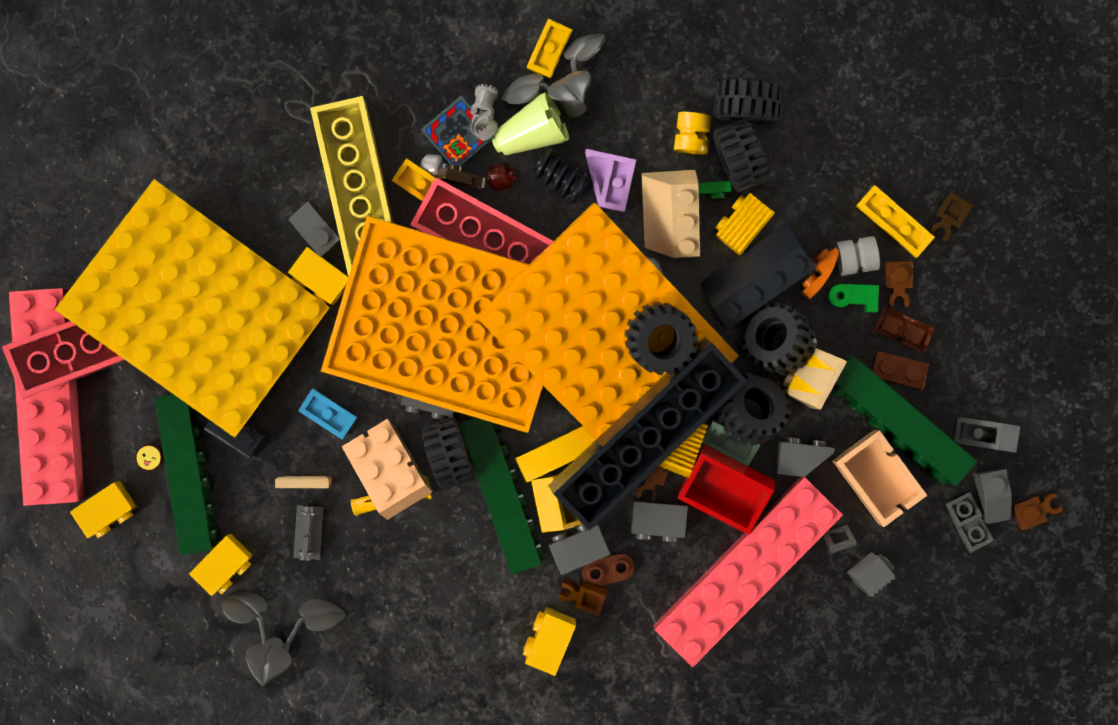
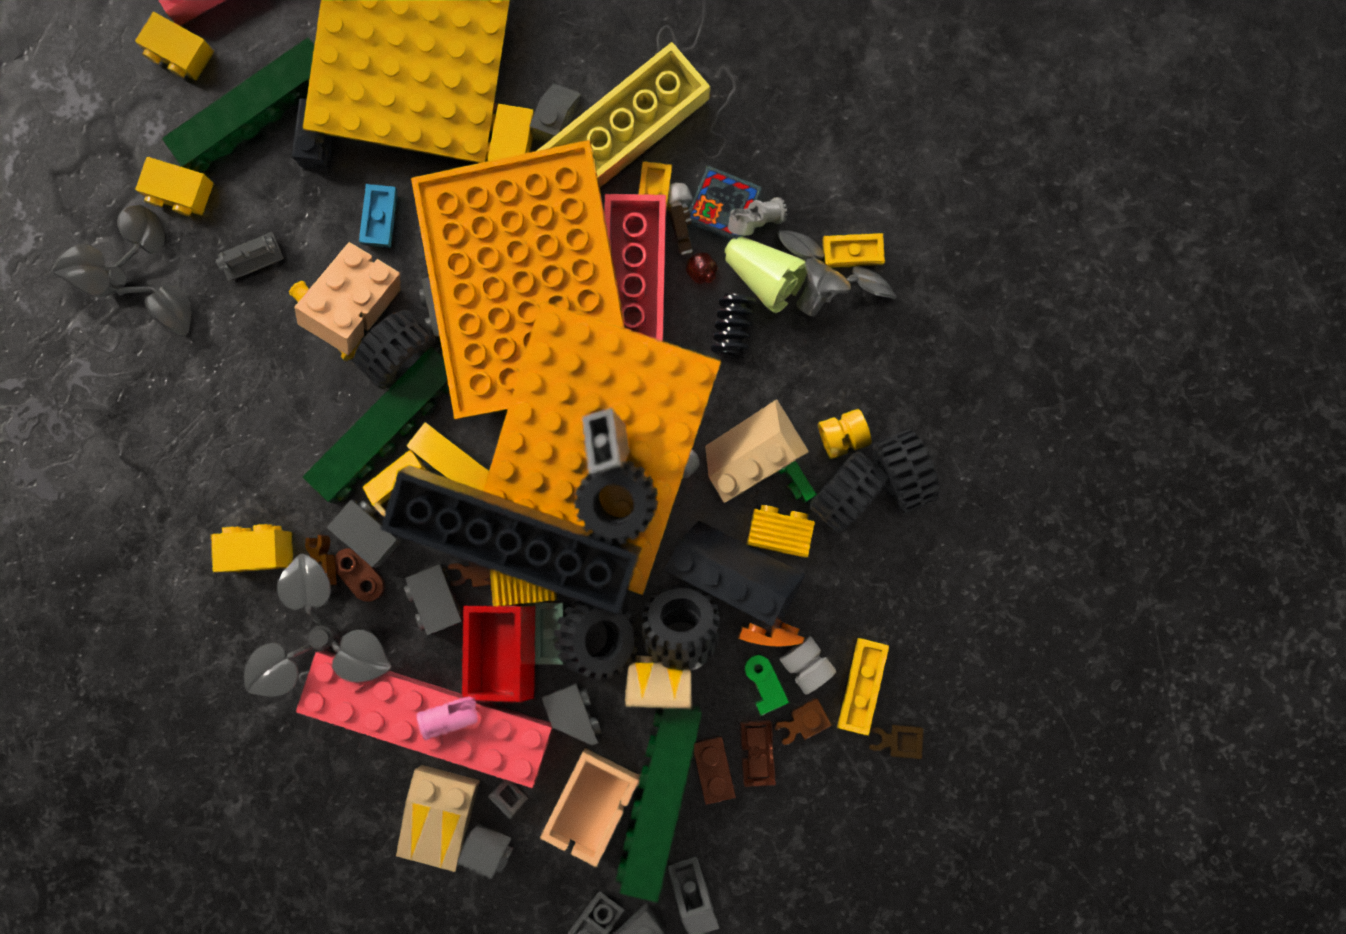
camera: 60 degrees right, 5 degrees down
(149, 457) = (247, 64): light yellow tile -> none
(303, 482) = (297, 225): tan tile -> none
(610, 178) = (757, 376): lavender wing -> none
(614, 323) = (605, 441): none -> dark grey slope
(676, 598) = (358, 656): none -> dark grey plant
(758, 550) = (447, 717): none -> bright pink hinge
(827, 600) = (436, 817): none -> tan slope

